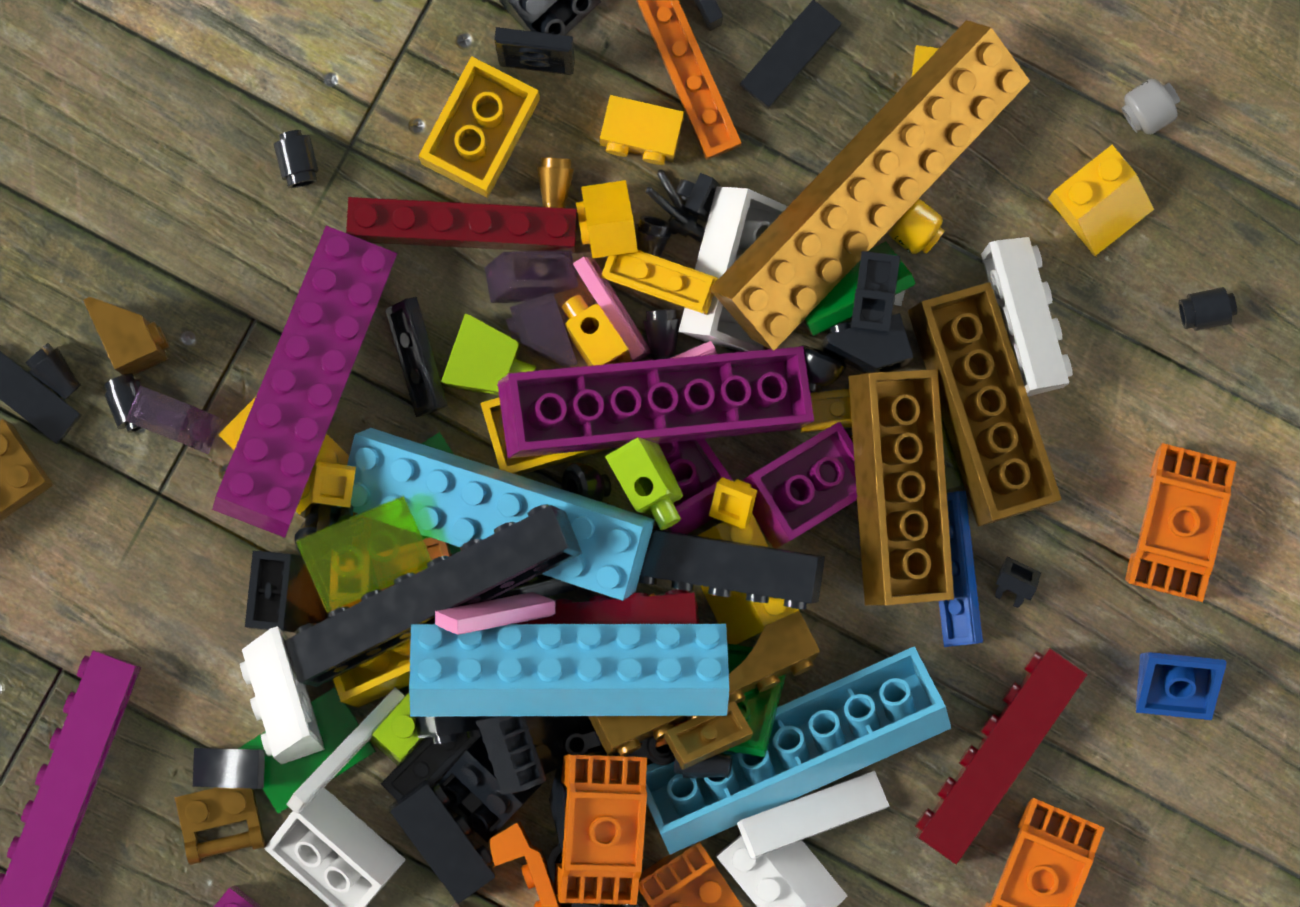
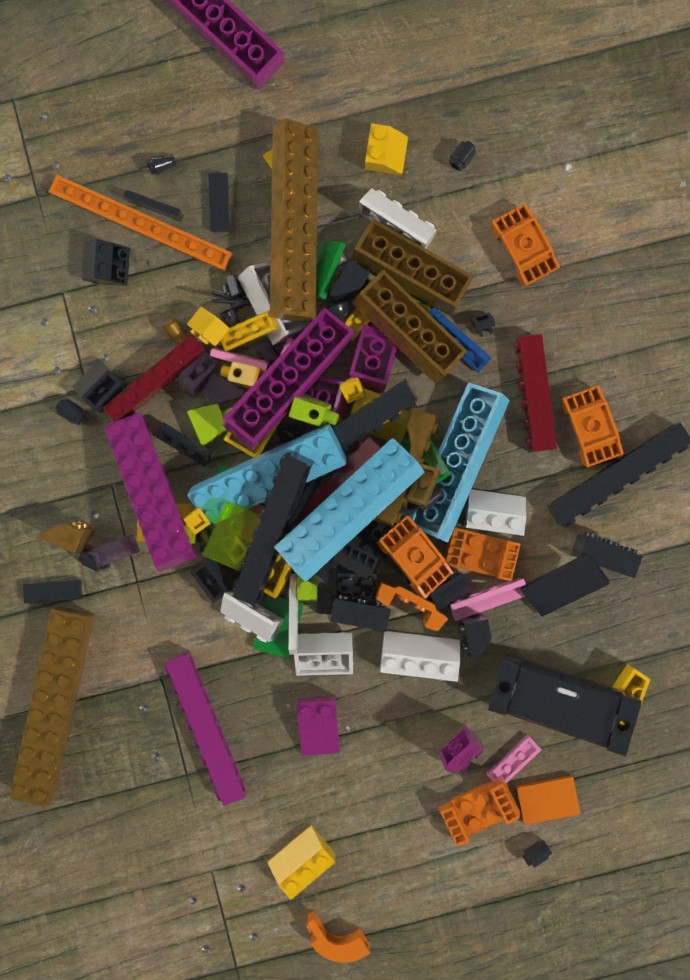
camera: 40 degrees left, 5 degrees up
(52, 369) = (54, 573): black cone -> none
(214, 809) = (264, 678): pearl gold plate -> none
(228, 768) = (256, 659): black slope -> none
(371, 159) = (99, 386): none -> black slope
(479, 127) = (127, 336): yellow brick -> none
(494, 613) = (301, 513): bright pink tile -> none
(535, 51) = (120, 287): black tile -> none
(641, 130) = (189, 282): yellow brick -> none
(812, 814) = (487, 479): white tile -> none
(875, 291) = (333, 260): black slope -> none
(918, 228) = (327, 224): yellow head -> none
(1150, 106) = (372, 97): light grey head -> none
(1178, 685) = (578, 307): blue slope -> none

